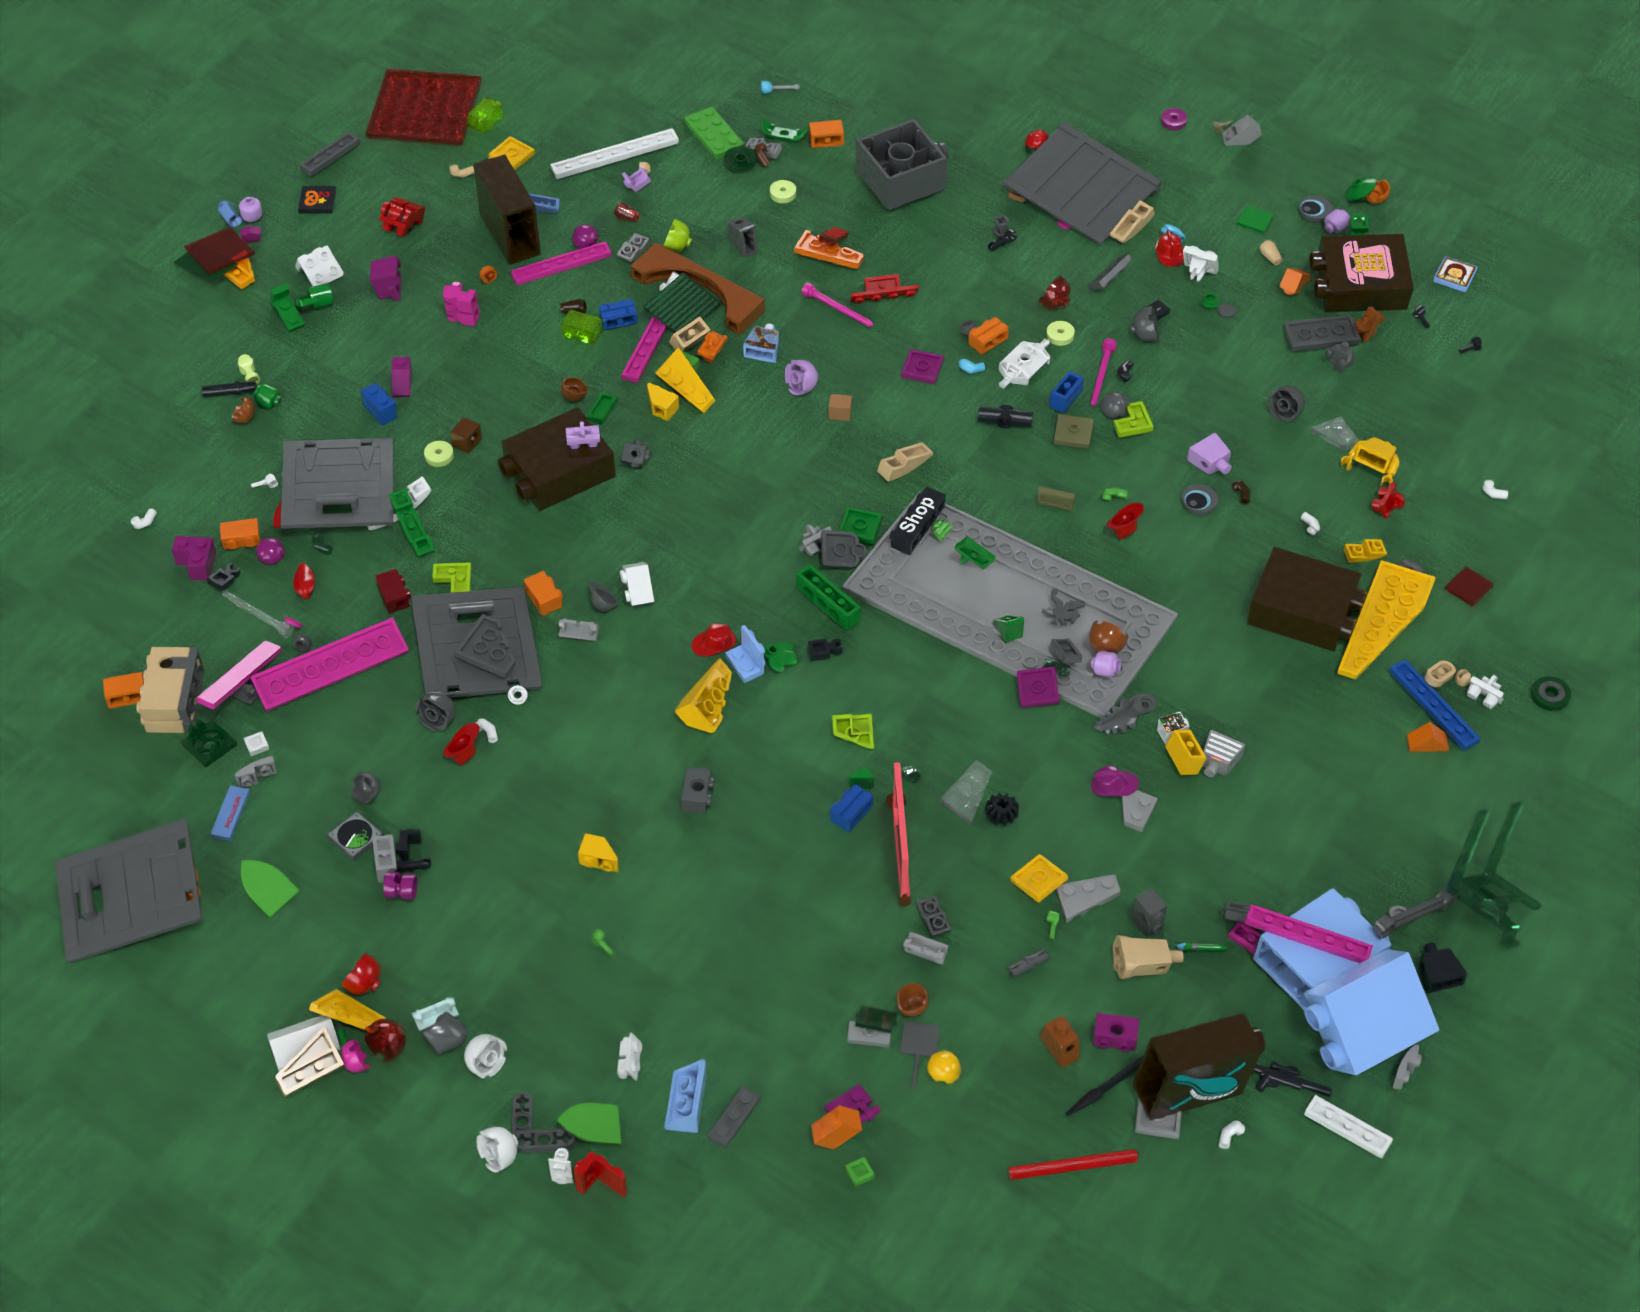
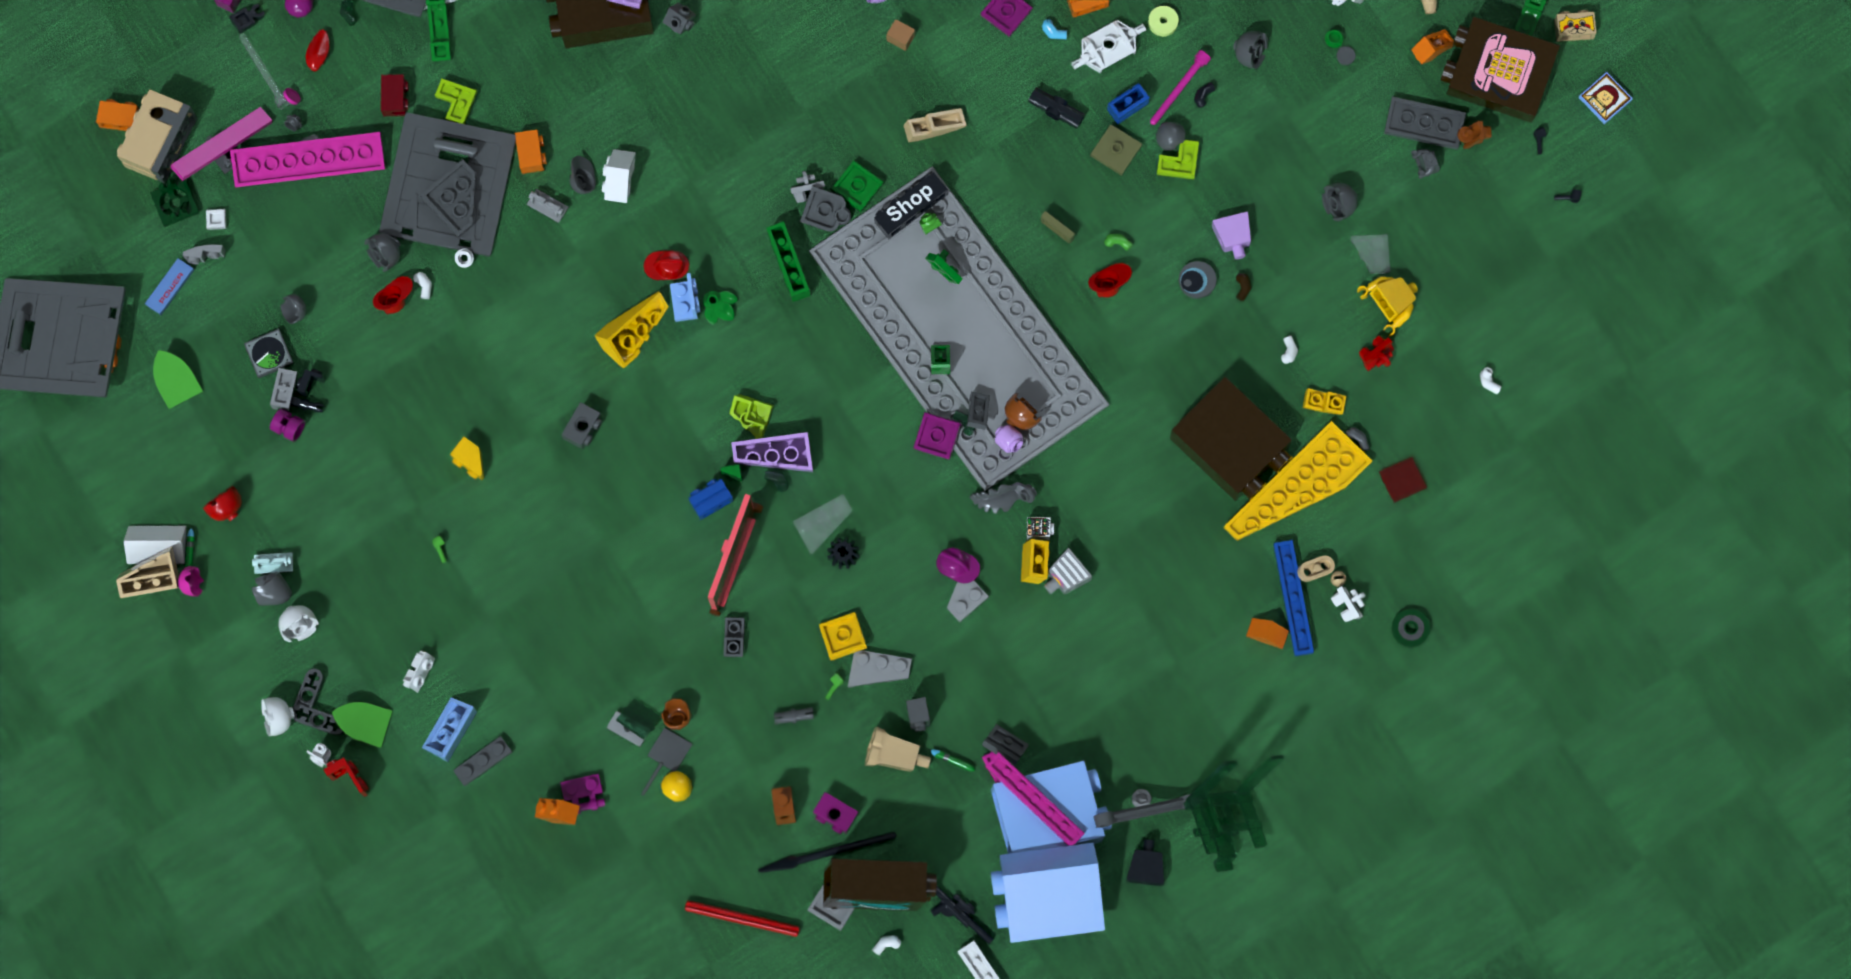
camera: 25 degrees right, 25 degrees up
(345, 1009) = (200, 532): yellow wing -> none
(386, 1038) = (223, 573): clear red cylinder -> none
(821, 648) = (758, 314): black plate -> none
(859, 1171) = (563, 854): bright green plate -> none
(903, 744) = (778, 452): none -> lavender wedge
(926, 948) = (715, 670): light grey hinge -> none
(1063, 613) = (998, 362): dark grey piece -> none
(1160, 309) = (1275, 28): black tile -> none
(1407, 227) = (1575, 26): none -> tan brick
(1407, 1067) = (1071, 942): light grey slope -> none

